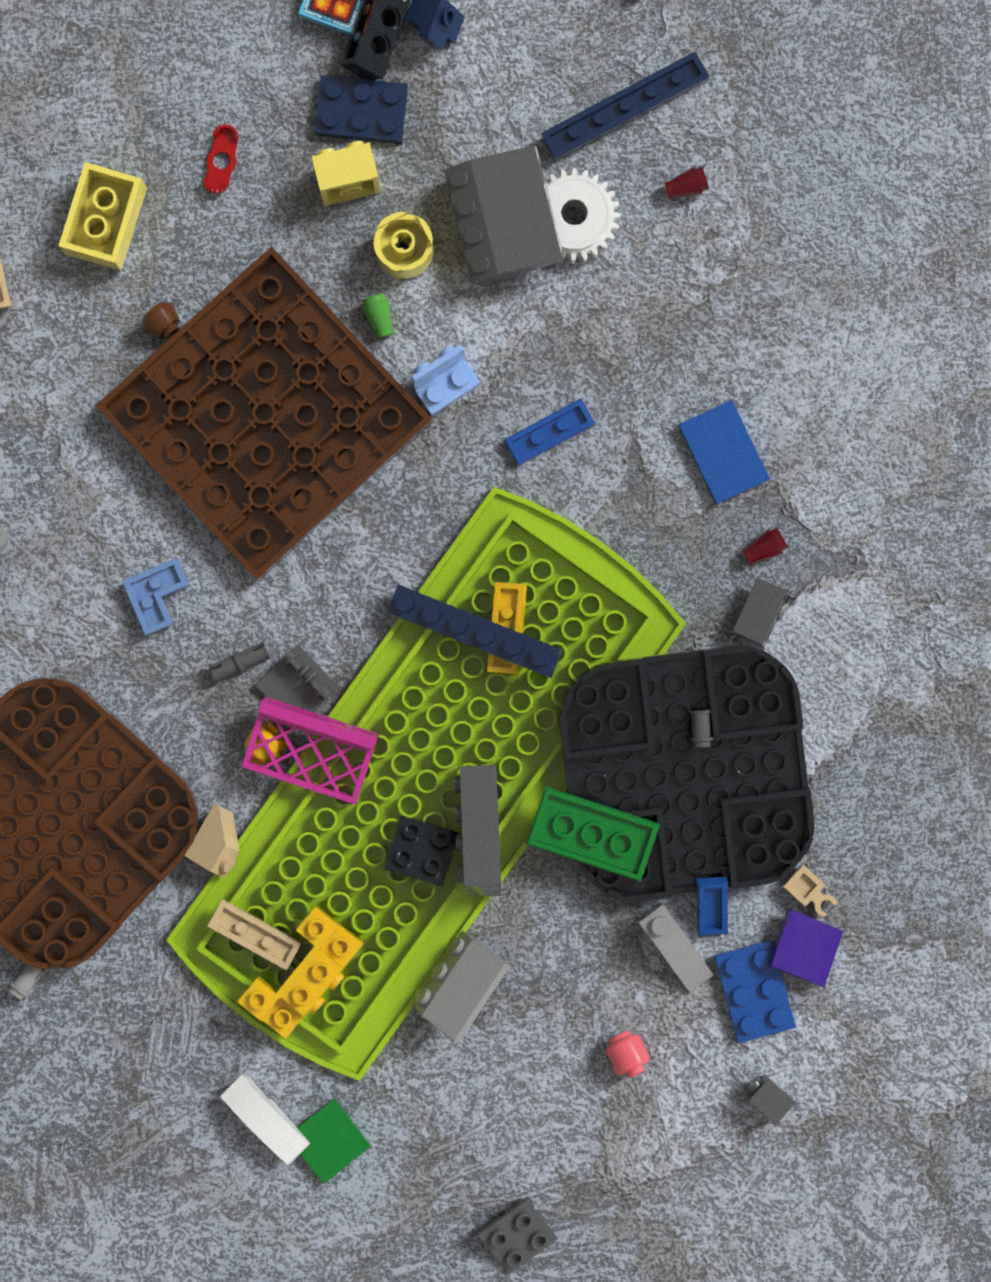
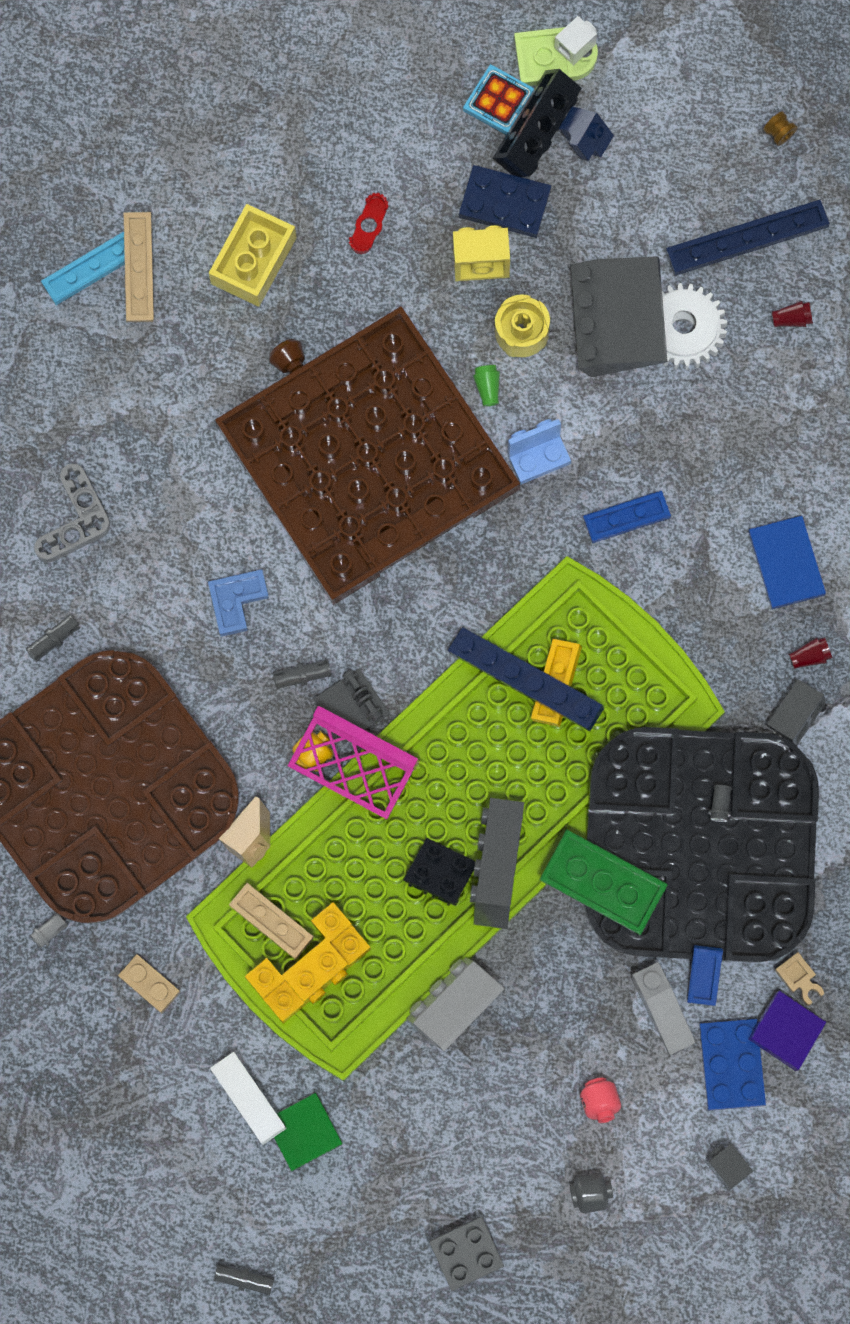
camera: 20 degrees right, 10 degrees down
(141, 1015) = (149, 983): none -> tan plate
(633, 1151) = (591, 1193): none -> dark grey head

